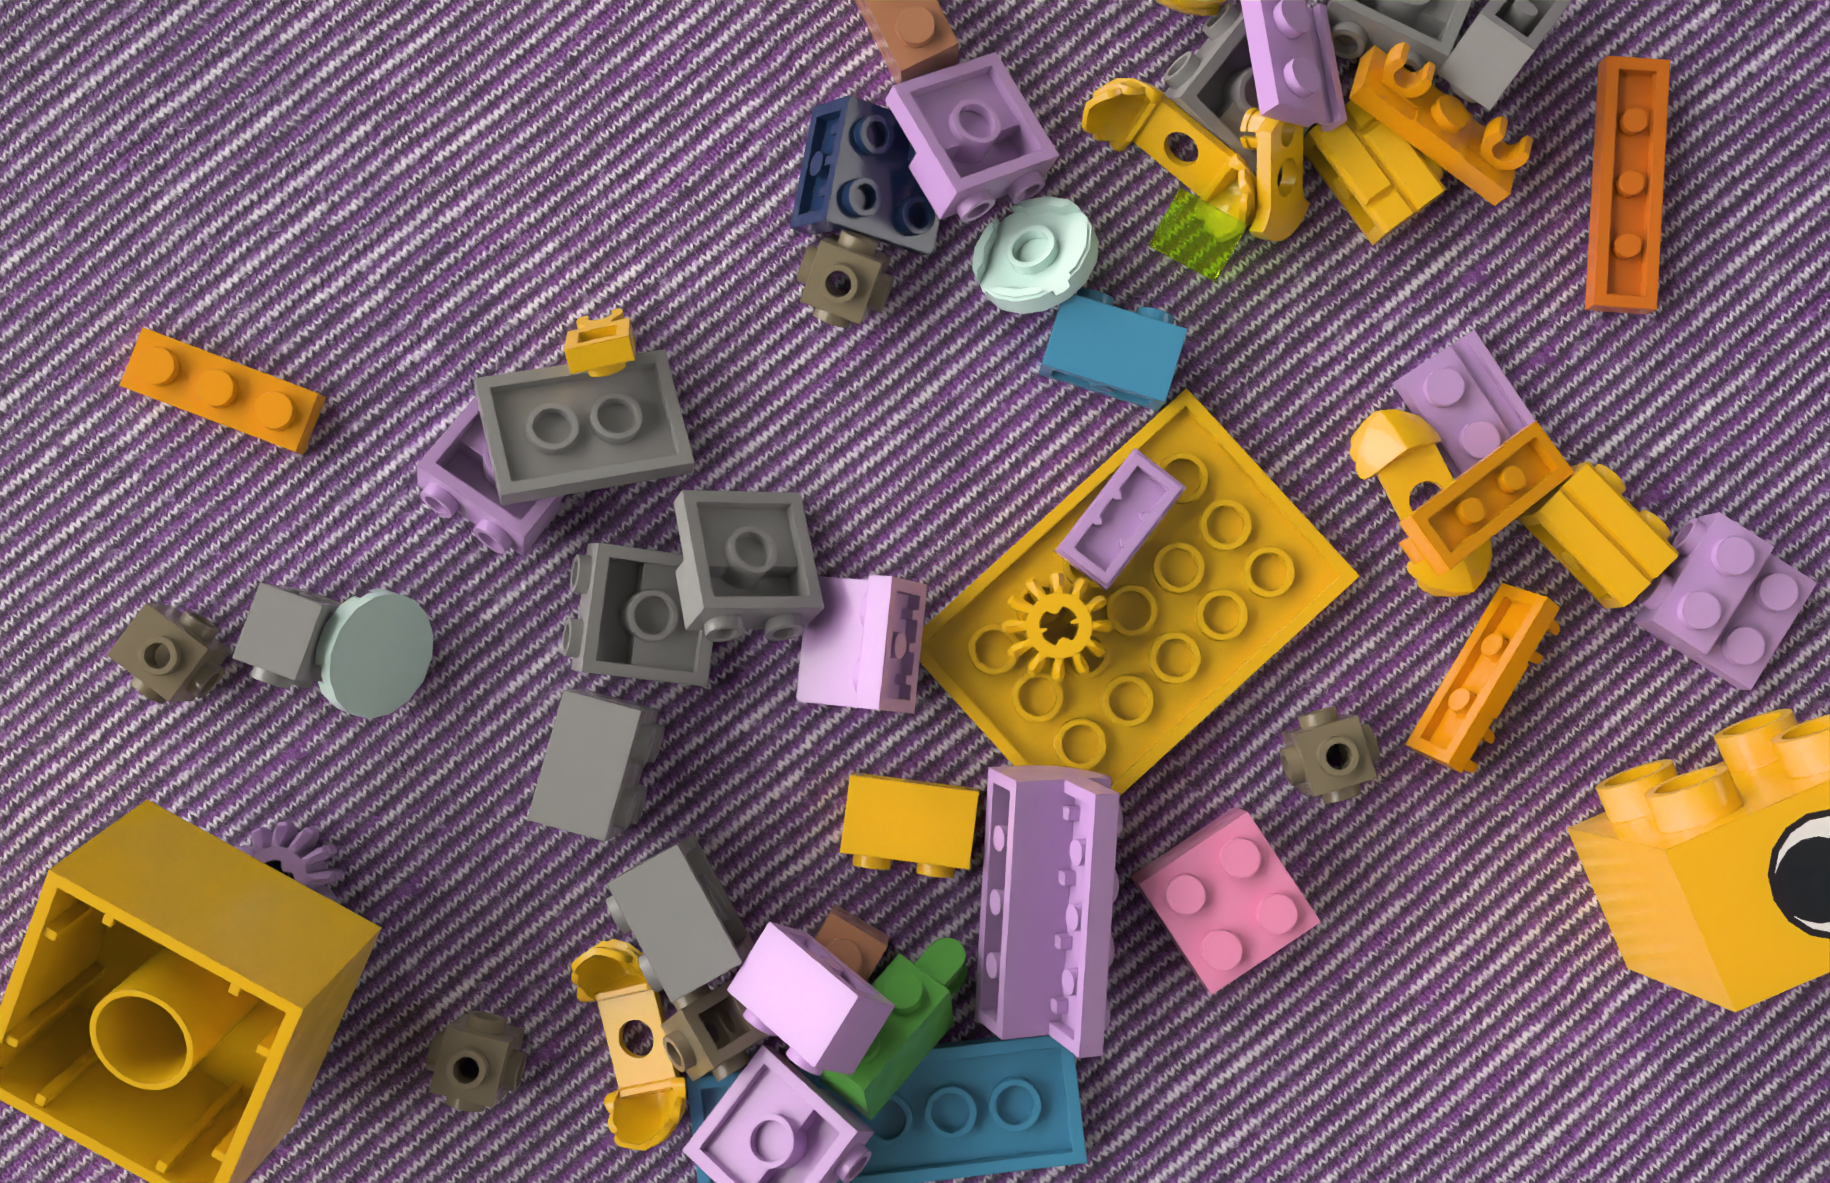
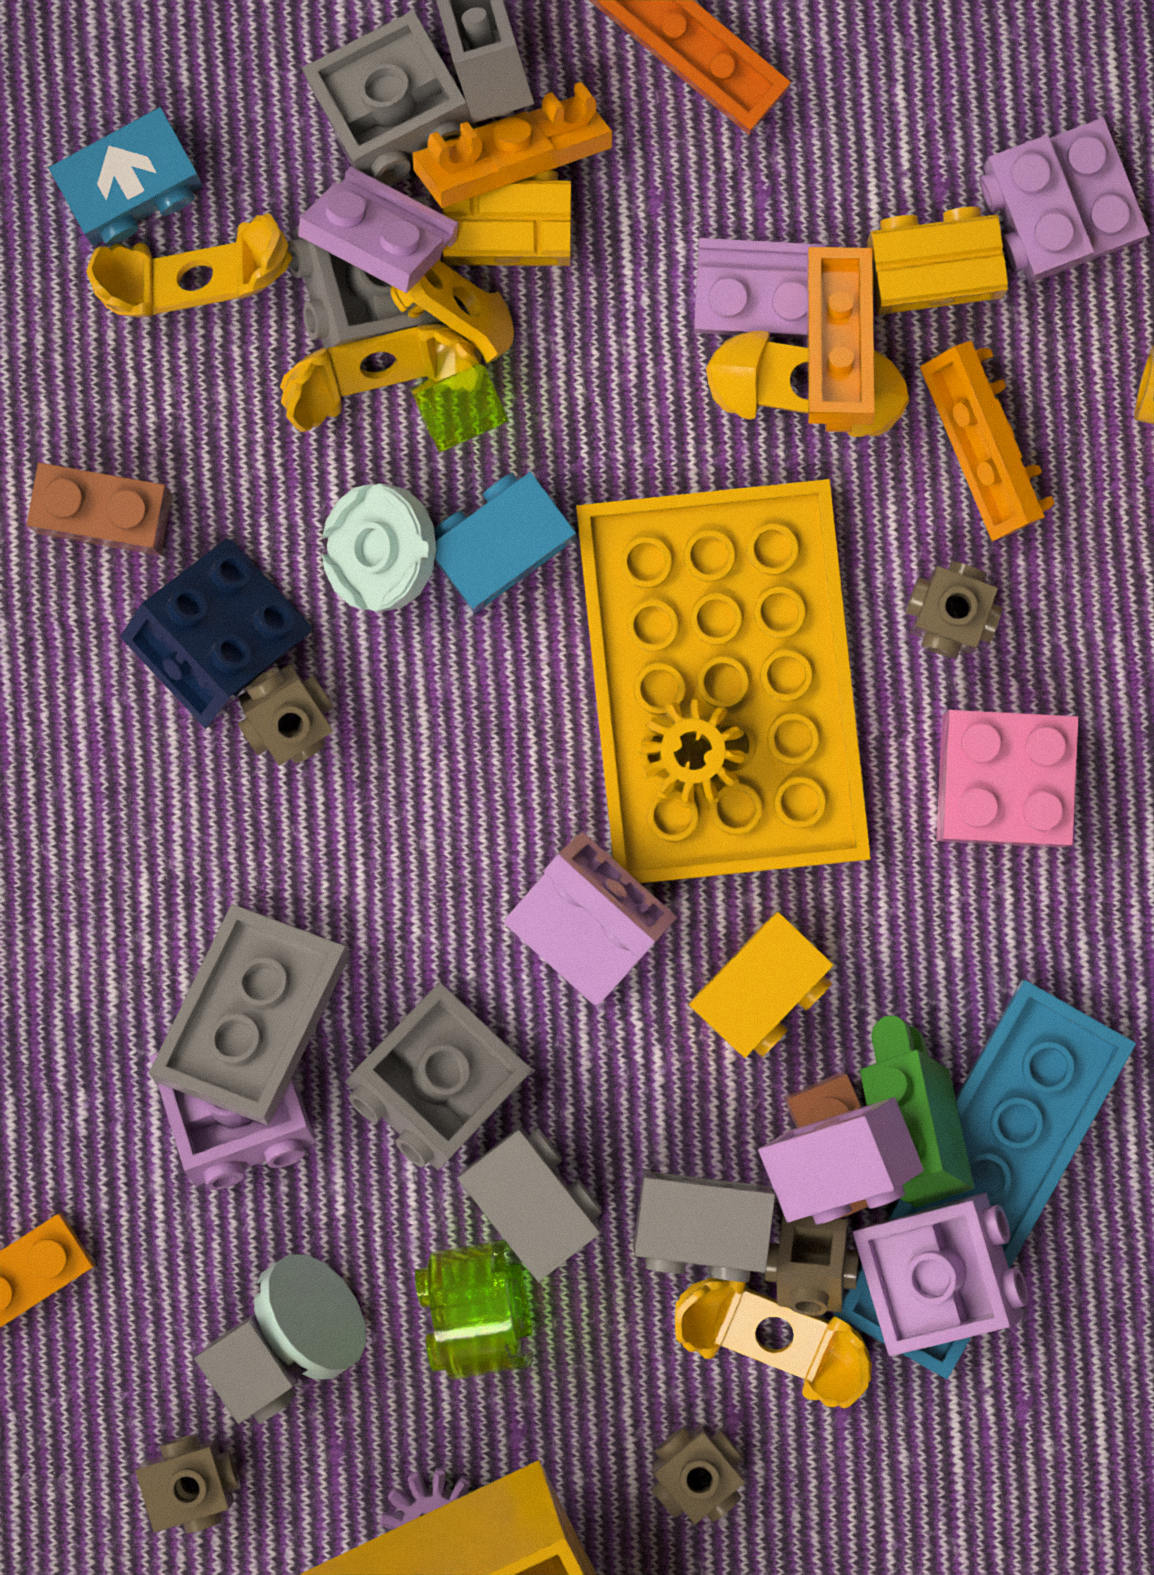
camera: 55 degrees left, 0 degrees up
(474, 783) = (475, 1310): none -> clear neon green brick
(600, 345) = (194, 951): yellow plate -> none
(746, 564) = (458, 964): light grey plate -> none
(972, 137) = (246, 528): lavender plate -> none
(1048, 905) = (906, 923): lavender brick -> none
(1120, 519) = (643, 638): lavender plate -> none

